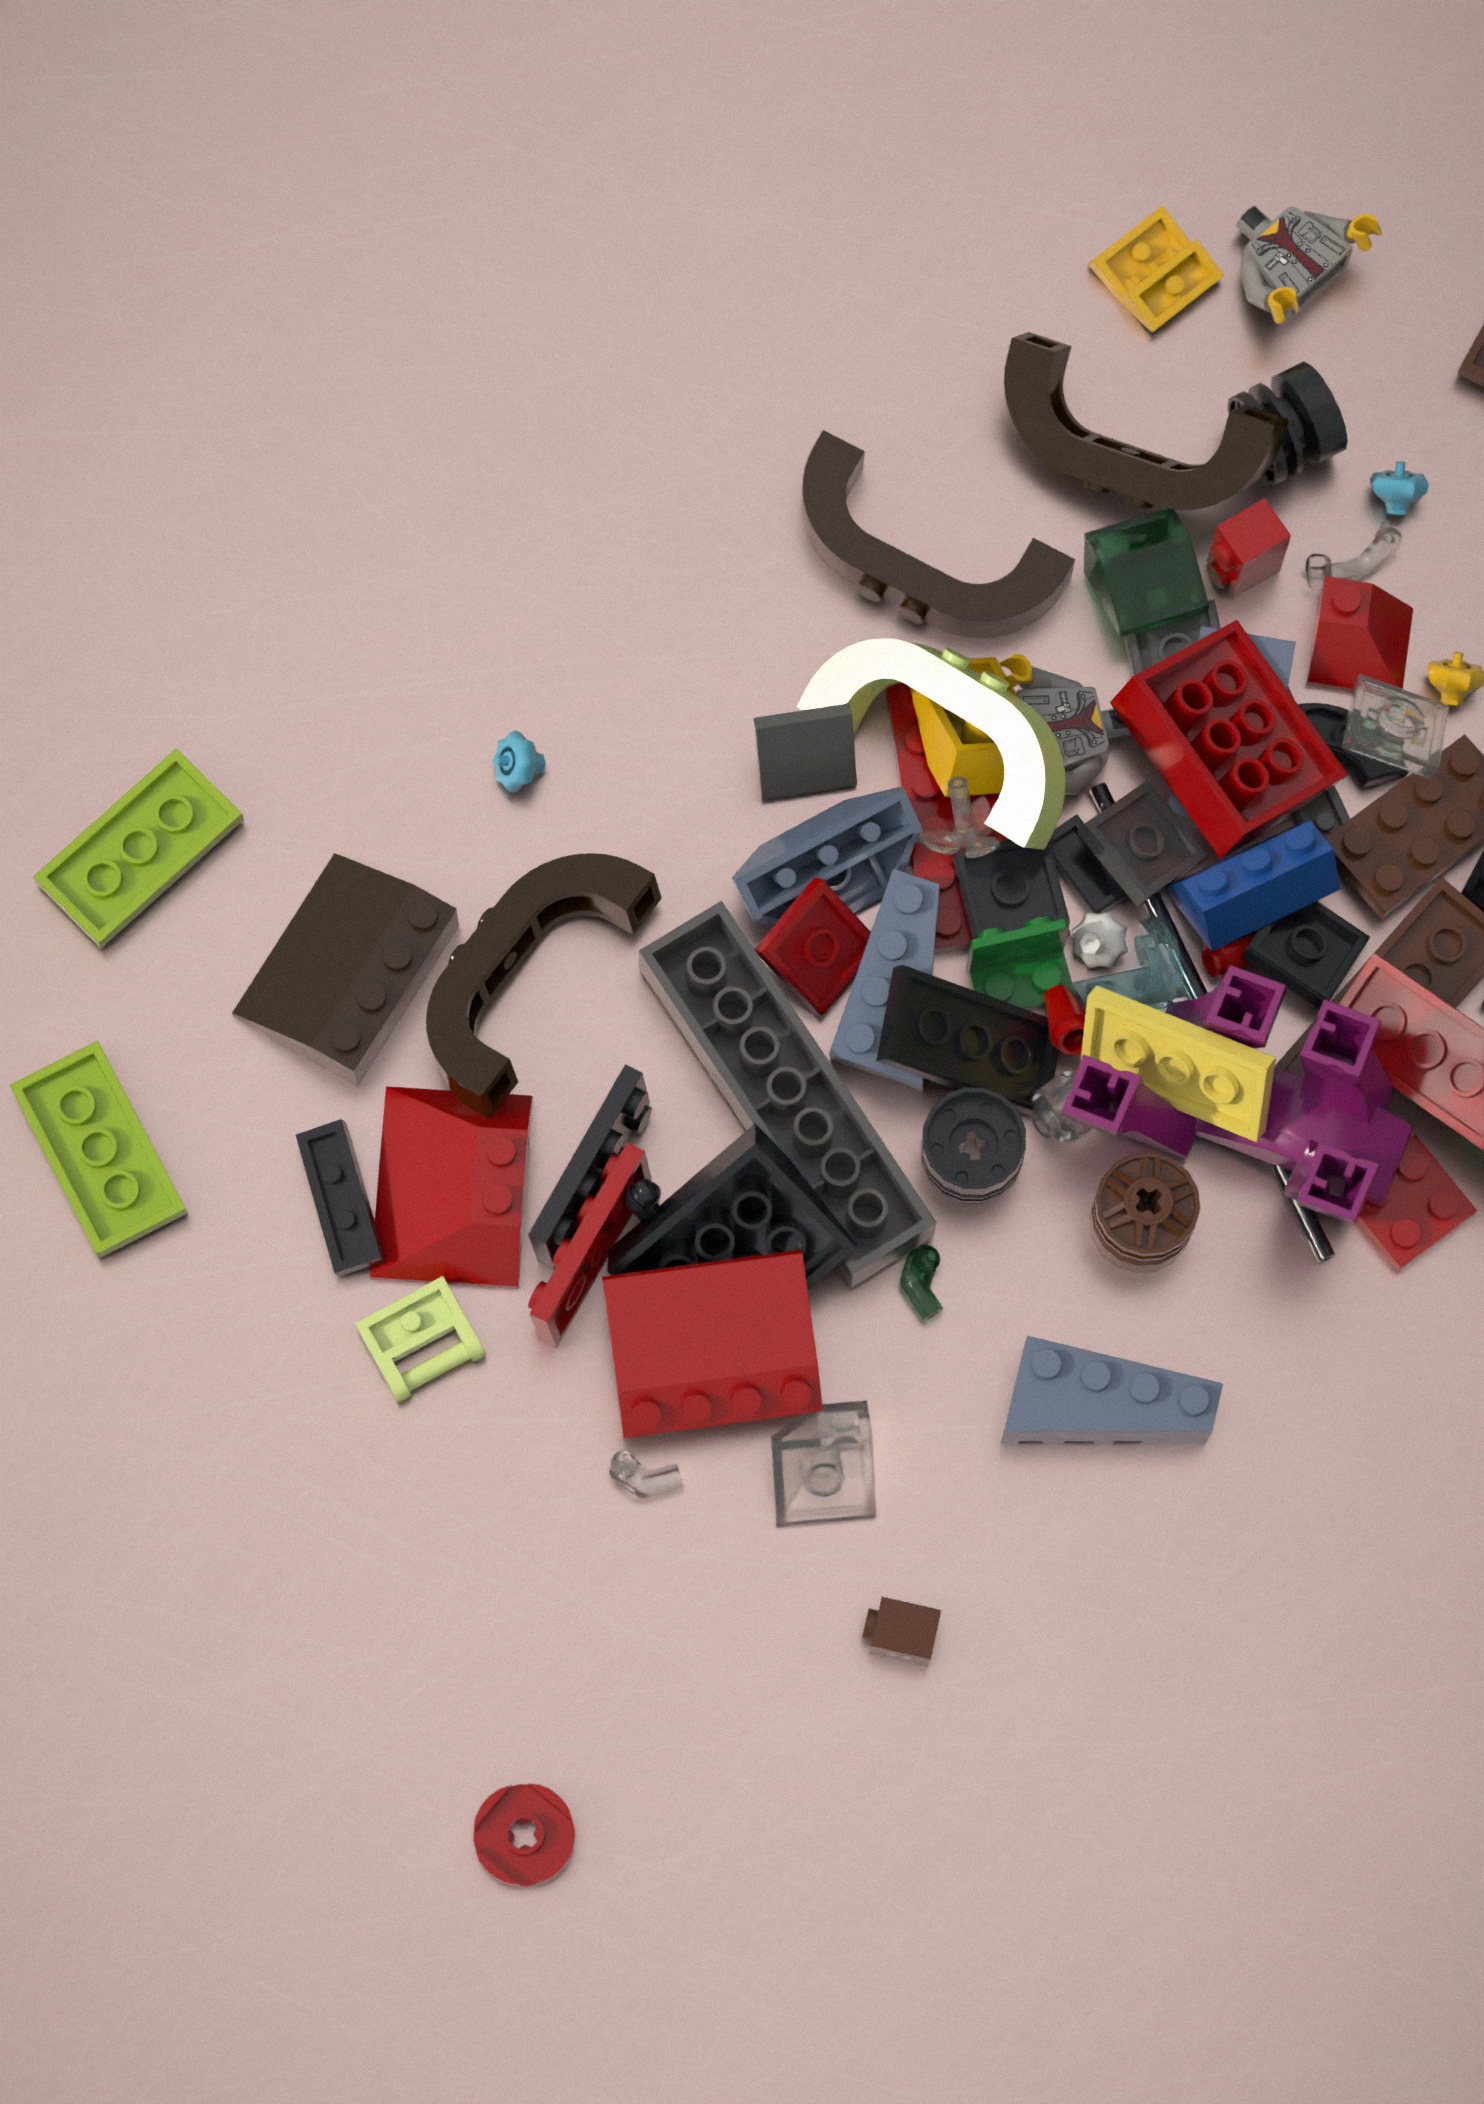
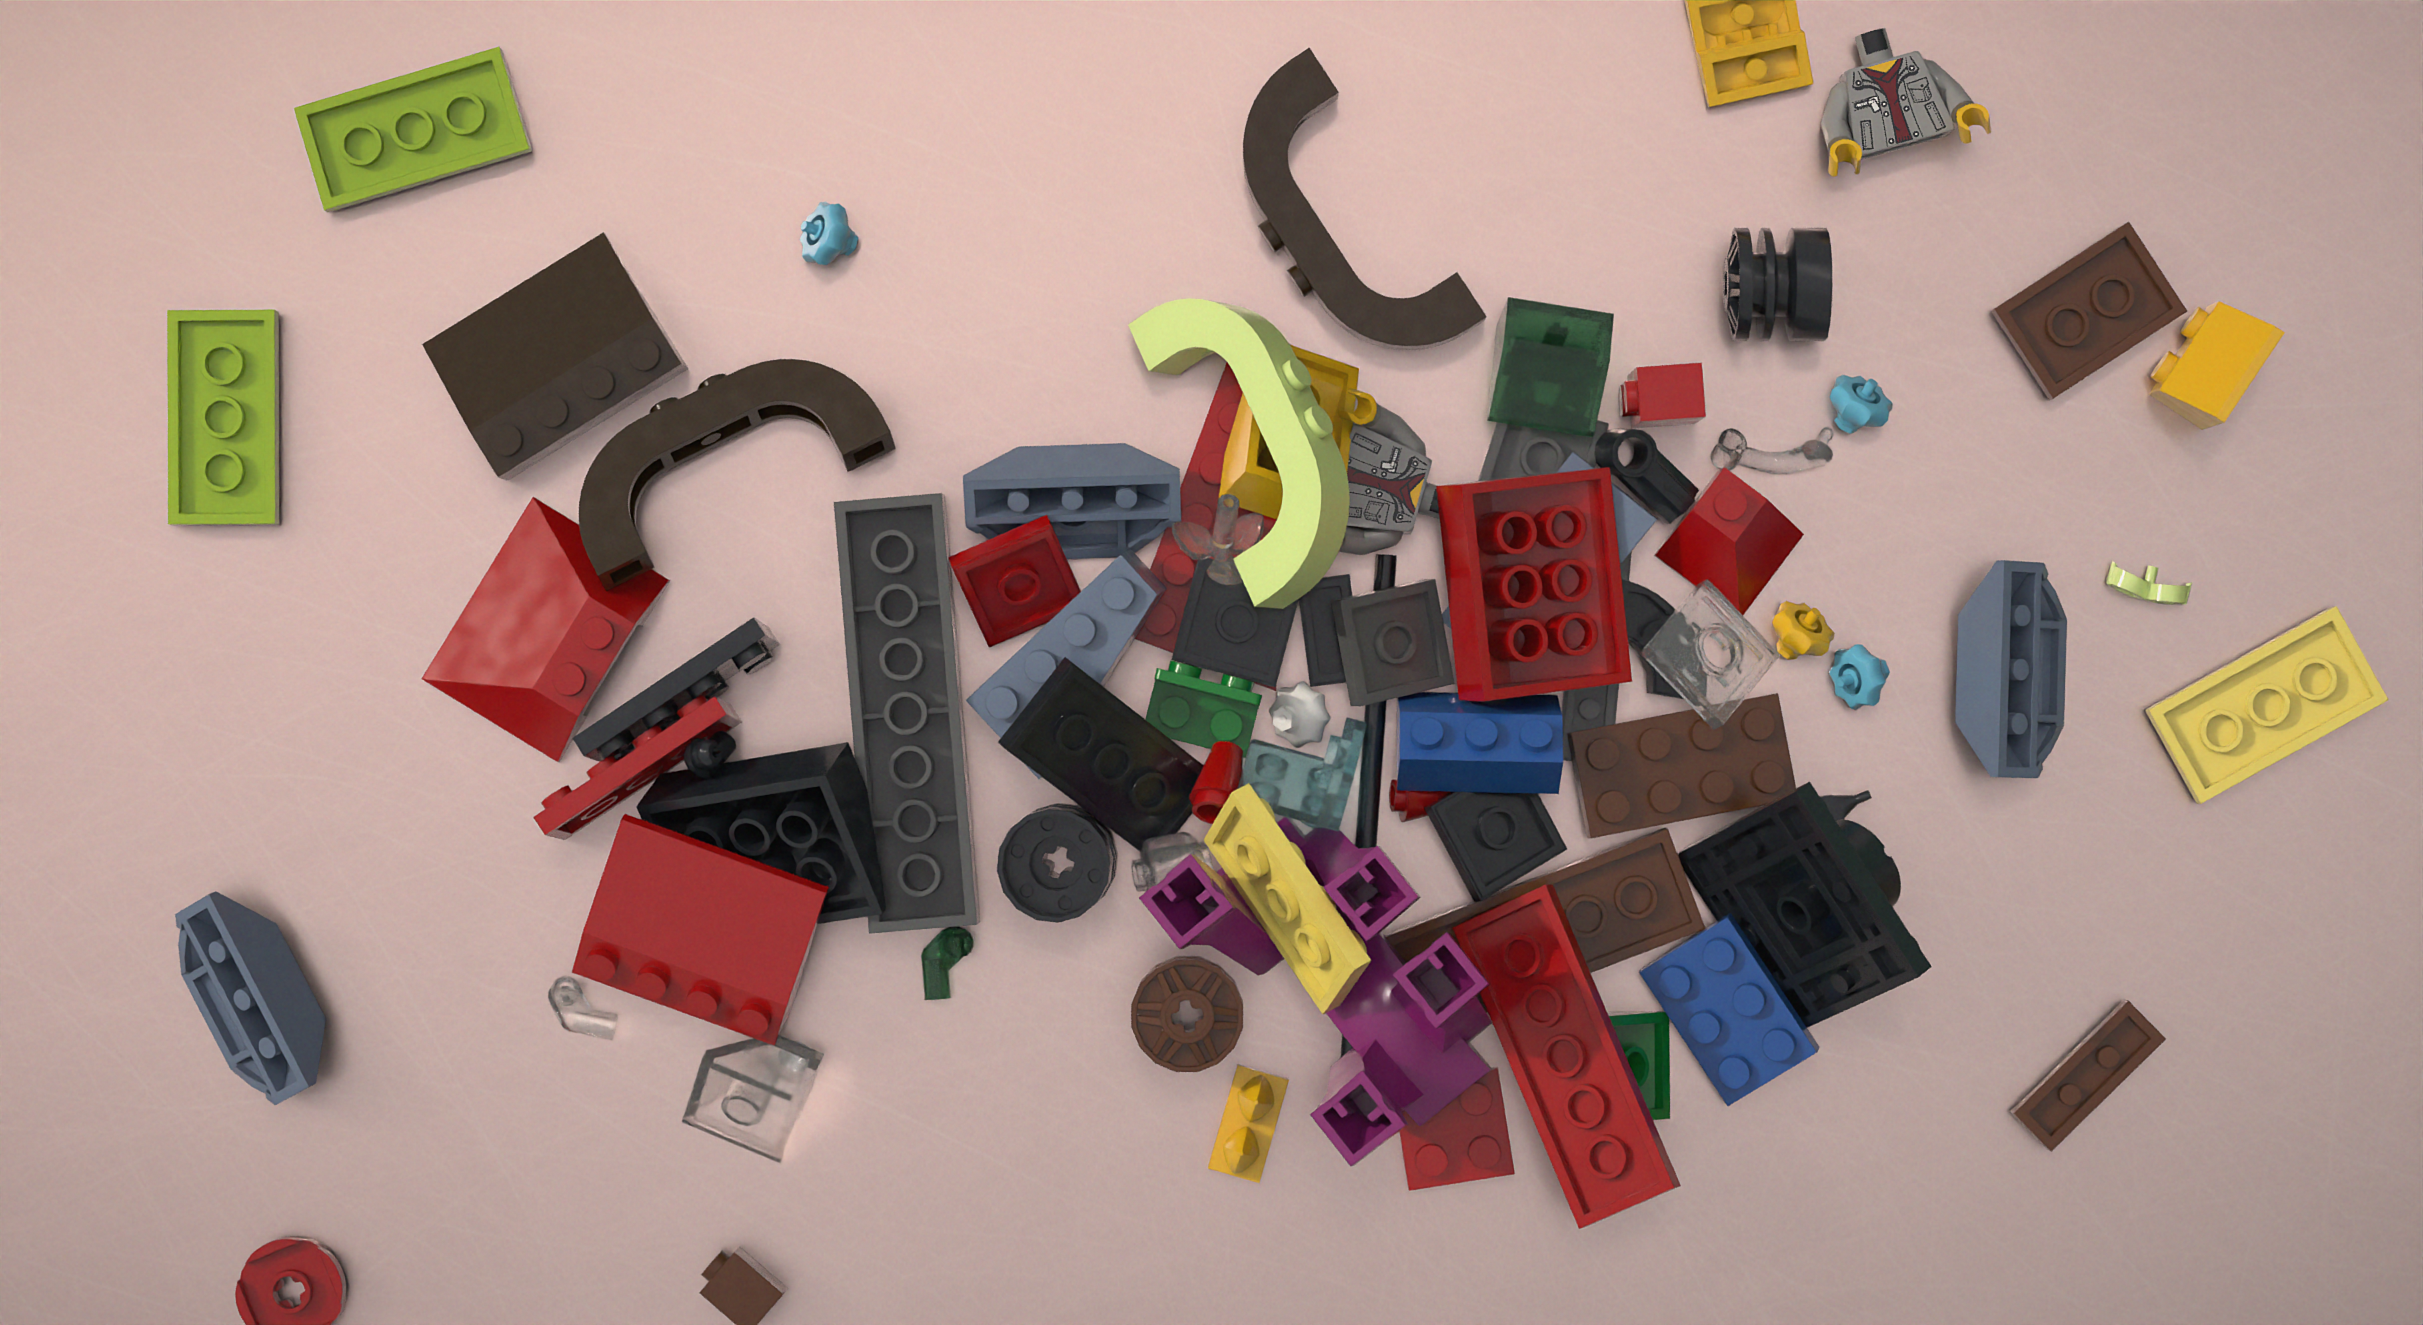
camera: 35 degrees right, 15 degrees up
(340, 1197) = (430, 588): black plate -> none
(361, 1601) = (251, 995): none -> sand blue wedge
(412, 1325) = (436, 749): yellowish green plate -> none
(805, 751) = (1110, 376): dark grey tile -> none
(1048, 428) = (1585, 237): dark brown arch -> none
(1105, 1399) = (1046, 1167): sand blue wedge -> none
(1240, 1284) = (1248, 1123): none -> yellow tile
(1265, 614) = (1648, 474): none -> black piece

